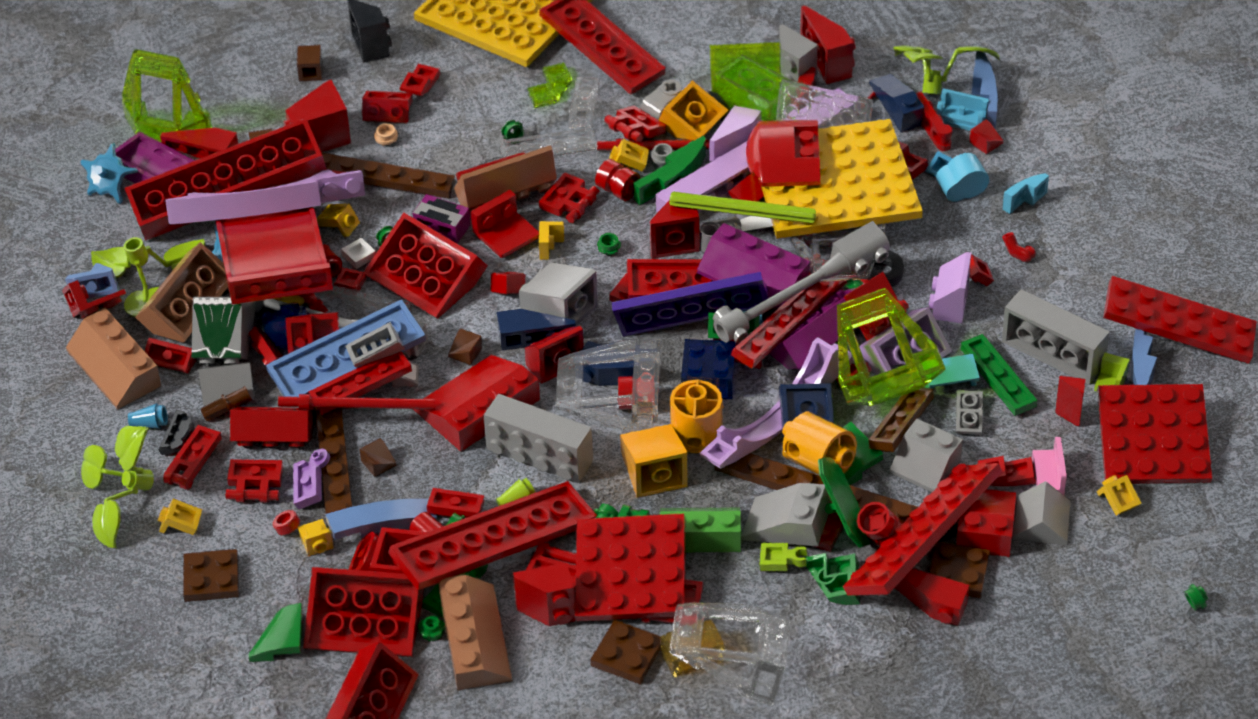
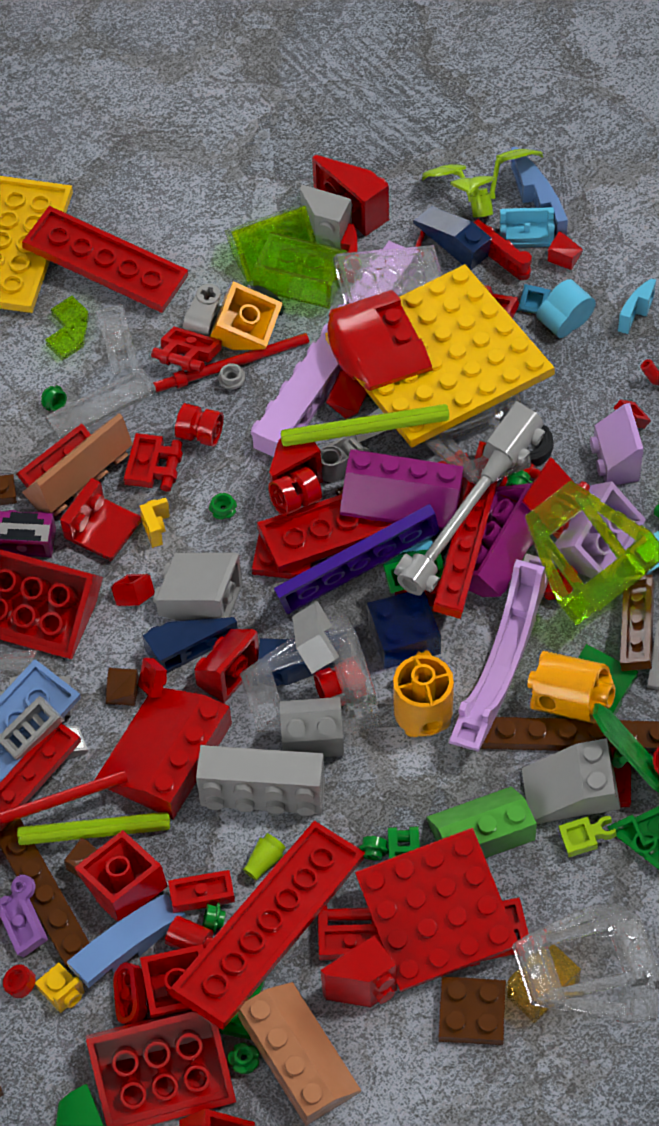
camera: 20 degrees left, 10 degrees up
(393, 435) = (93, 828): none -> lime axle
(398, 472) = (122, 876): none -> red slope
(490, 345) = (152, 677): none -> red plate
(599, 410) = (312, 726): none -> light grey slope
(621, 344) = (311, 637): none -> light grey slope
(630, 154) = (197, 389): yellow bracket -> none
(655, 460) = (397, 760): light orange slope -> none
(674, 246) = (295, 491): none -> red wheel
(678, 166) = (257, 392): green slope -> none
(733, 130) = (302, 325): lavender slope -> none
(805, 397) = (527, 638): dark blue tile -> none

